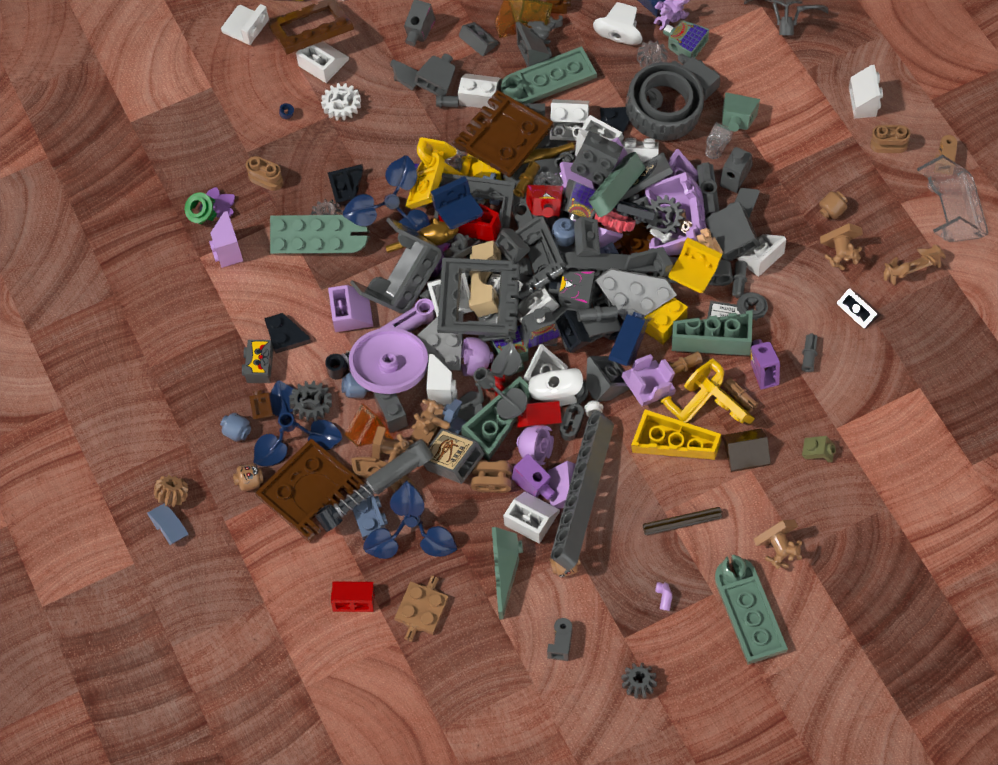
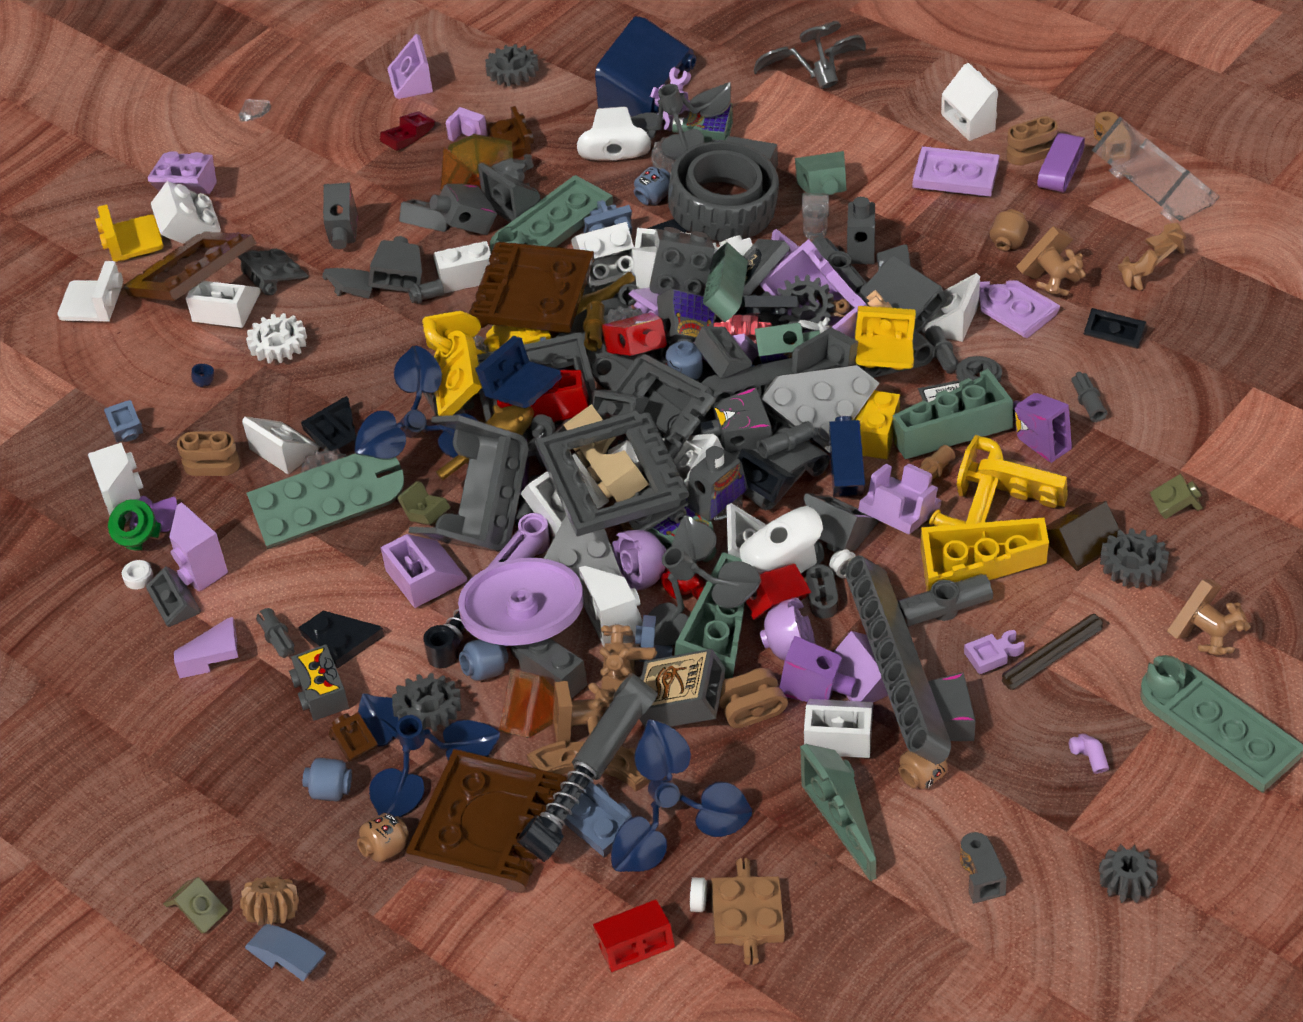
camera: 25 degrees left, 15 degrees down
(134, 474) = (198, 904): none -> olive bracket
(191, 241) = (137, 574): none -> white tile
(201, 173) = (115, 476): none -> white slope
(204, 266) = (172, 597): none -> dark grey slope
(209, 310) = (210, 647): none -> lavender slope
(226, 128) = (124, 421): none -> sand blue bracket
(250, 316) = (276, 632): none -> dark grey axle
(310, 181) = (278, 443): none -> white slope
(363, 44) = (268, 268): none -> dark grey hinge
(370, 263) = (421, 506): none -> olive bracket
(398, 588) = (698, 894): none -> white tile
(498, 46) = (464, 207): none -> dark grey torso
(581, 91) = (607, 216): none -> sand blue hips
(599, 533) = (954, 706): none -> dark grey torso
(624, 74) = (652, 186): none -> sand blue head
(628, 242) = (775, 340): none -> sand green torso
(644, 506) = (990, 653): none -> lavender plate
(646, 21) = (708, 104): none -> dark grey plant
(650, 460) = (946, 599): none -> dark grey piece
(776, 479) = (1134, 558): none -> dark grey gear
(805, 265) = (1016, 306): none -> lavender tile
(828, 142) = (956, 171): none -> lavender plate
(900, 163) = (1061, 162): none -> medium lavender beam

